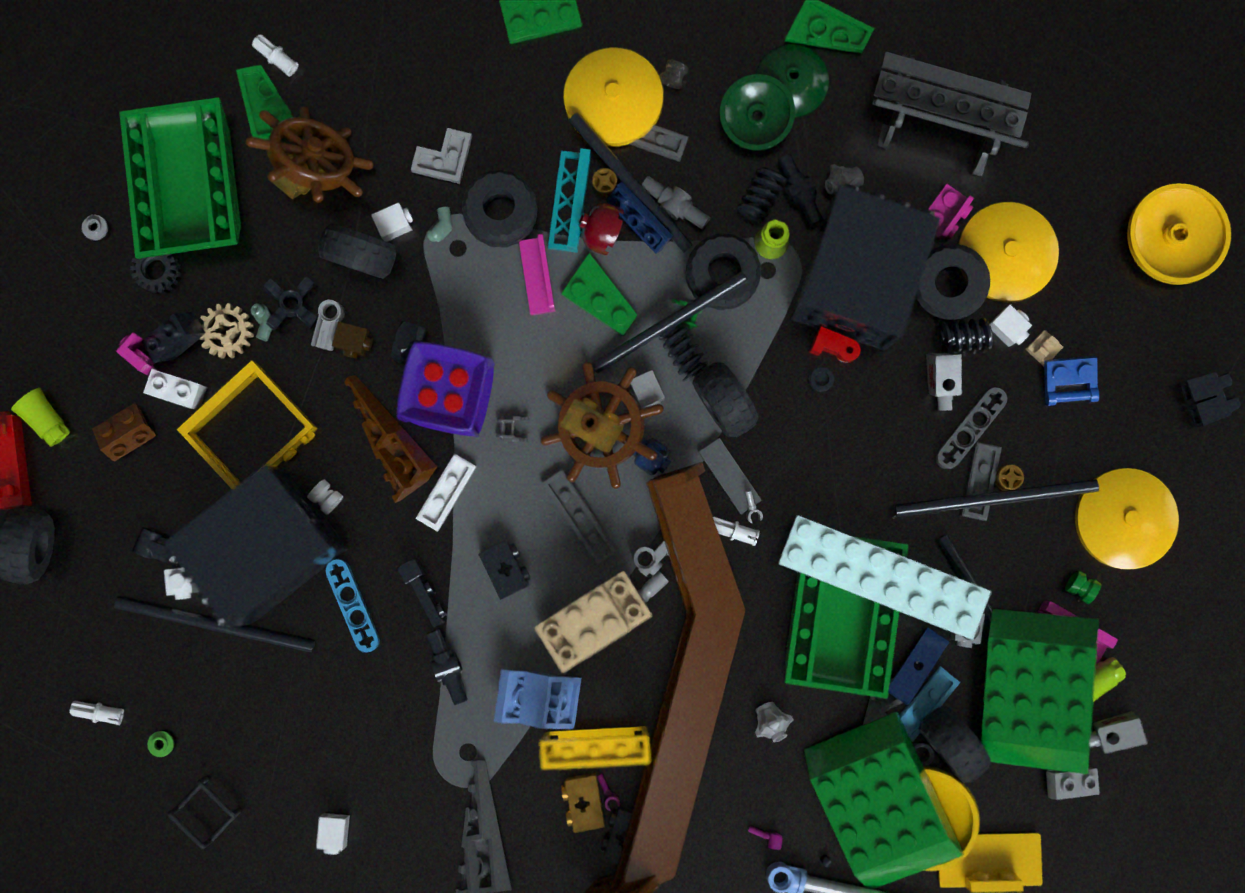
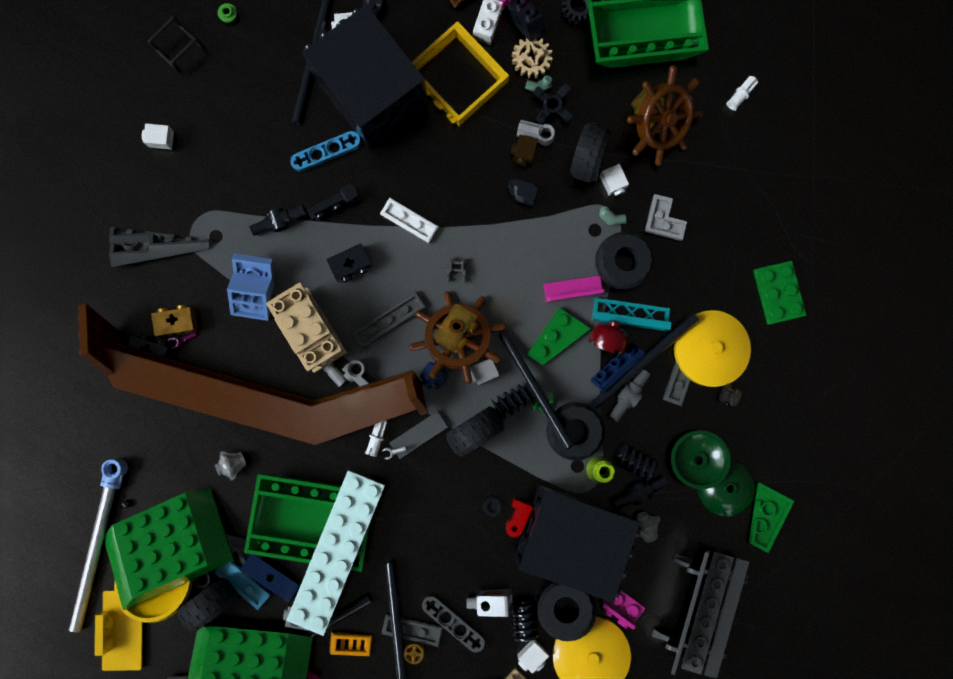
camera: 85 degrees right, 0 degrees up
(260, 95) = (710, 82): green wing -> none
(325, 497) = (406, 130): white wheel -> none
(403, 459) = (436, 187): reddish brown wedge -> none
(445, 389) = (483, 217): dark purple piece -> none
(595, 747) = (210, 328): yellow window -> none
(602, 178) = (648, 340): pearl gold wheel -> none
(774, 839) = (143, 465): magenta hand -> none
(1003, 583) = (341, 651): none -> light orange slope

